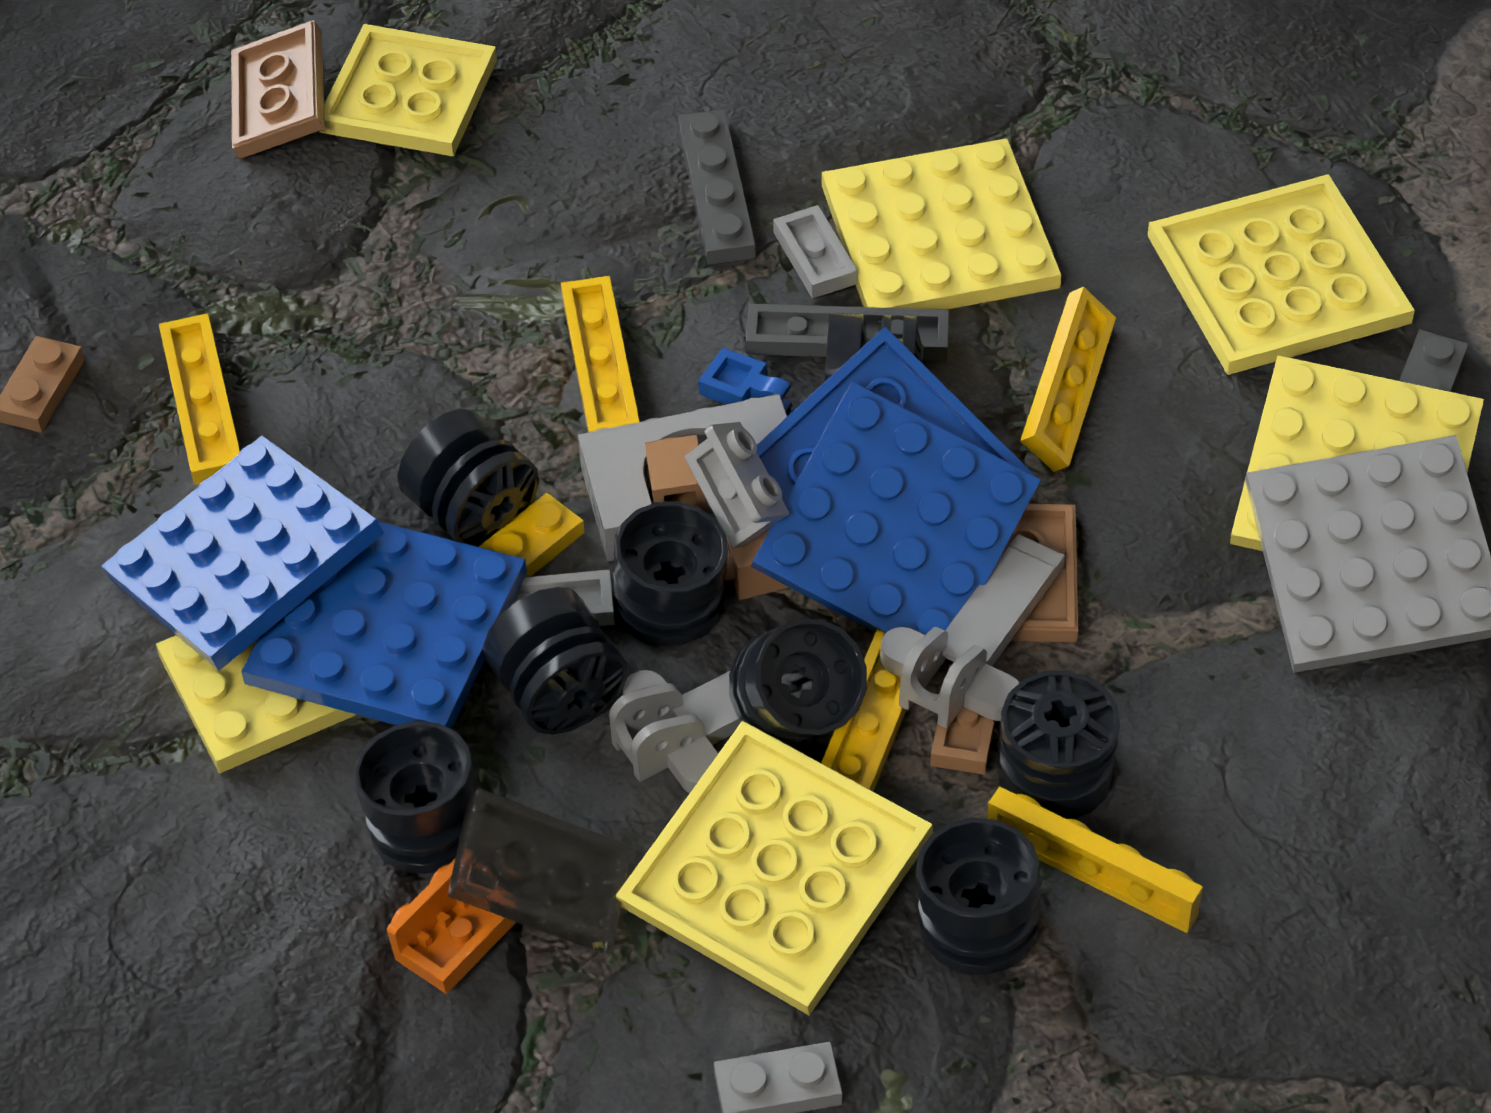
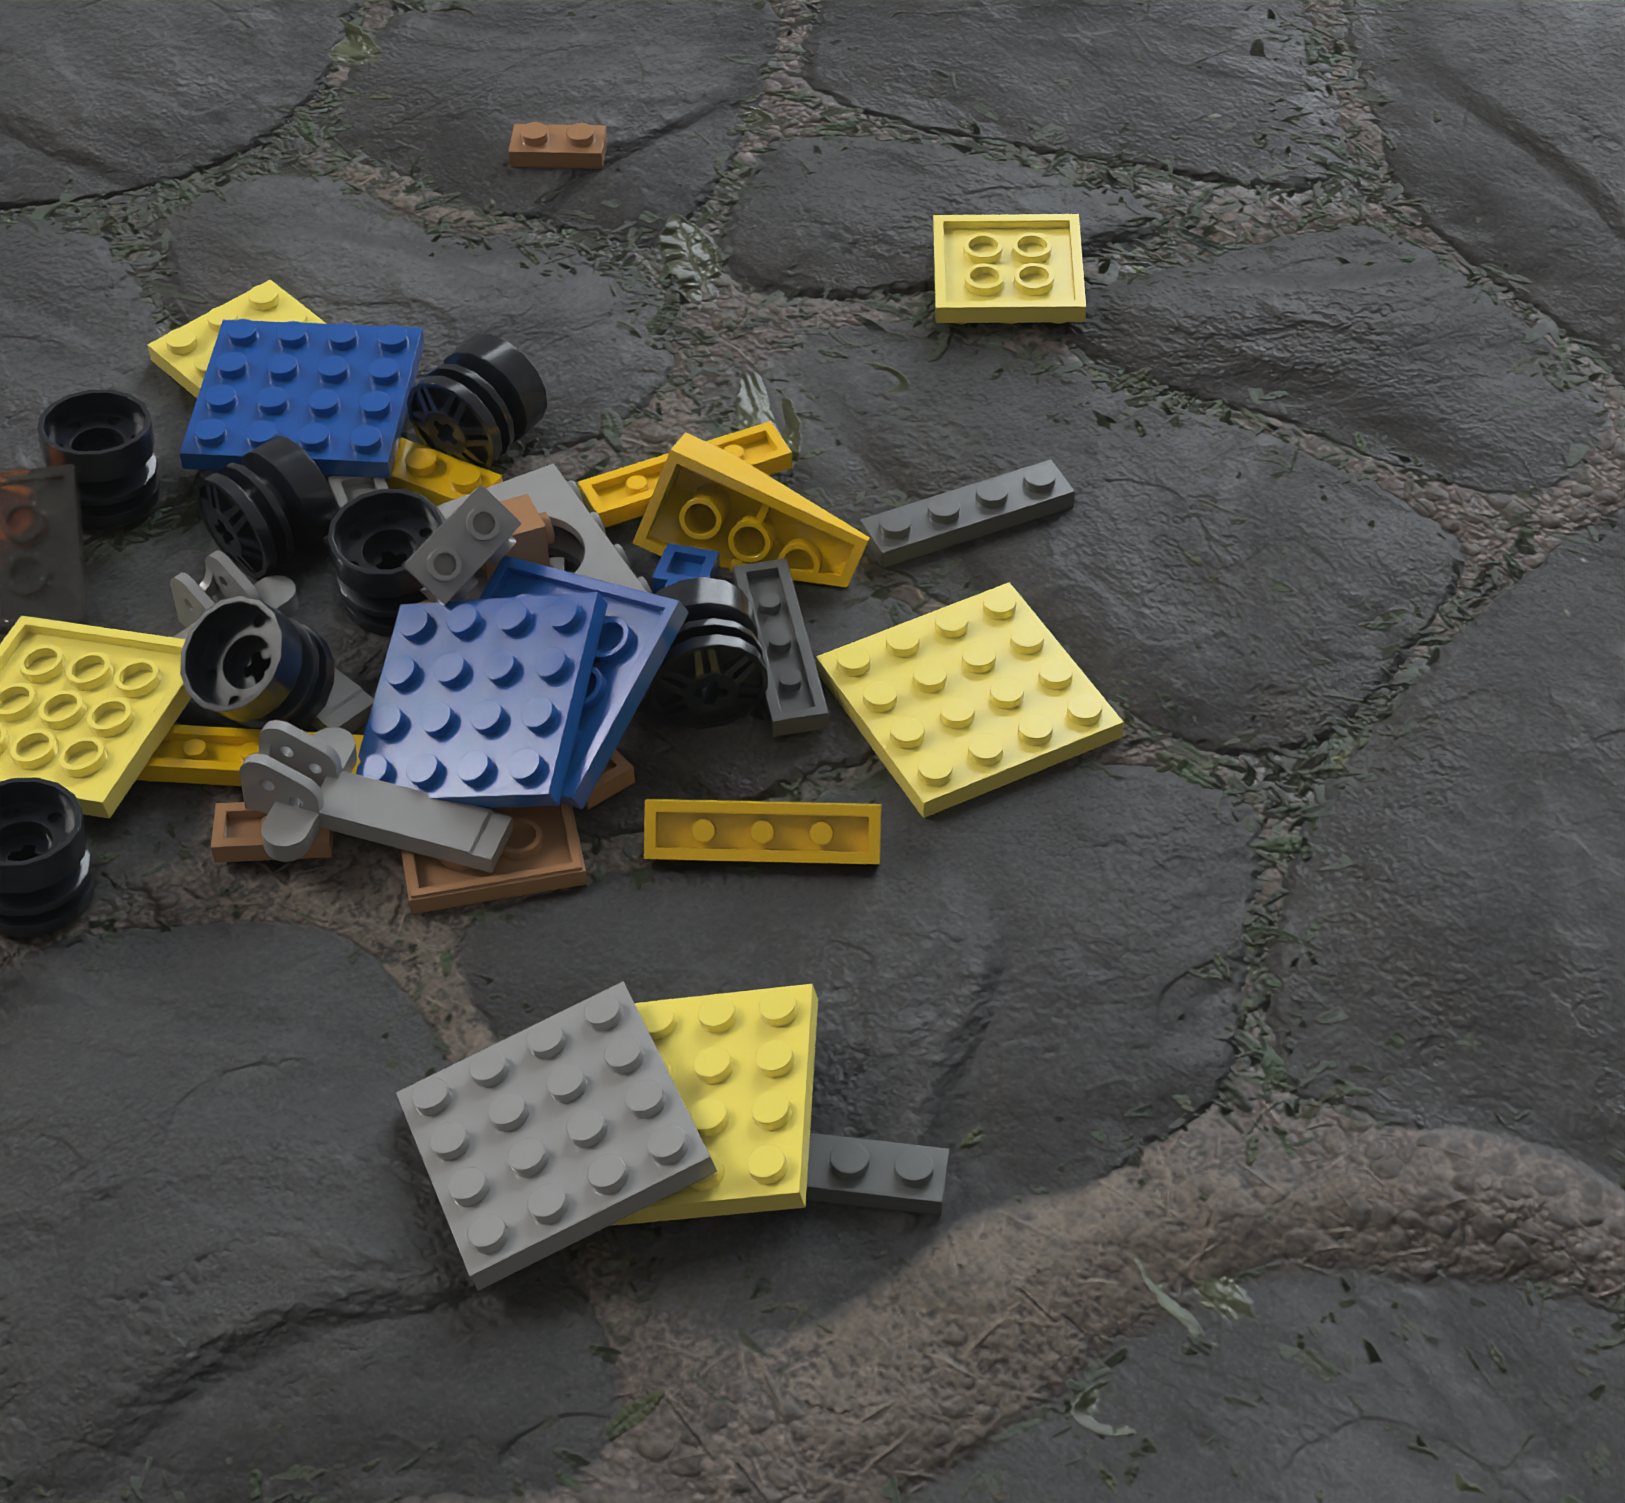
camera: 75 degrees right, 5 degrees down
(199, 395) = (559, 236): yellow plate -> none
(242, 551) = (361, 287): plate -> none
(277, 89) = (967, 183): medium nougat tile -> none
(681, 325) = (735, 509): none -> yellow wedge
(815, 251) = (889, 598): light grey plate -> none
(1059, 742) = (227, 891): black wheel -> none
(1100, 862) = (100, 958): yellow plate -> none
(1279, 274) = (996, 1001): light yellow plate -> none

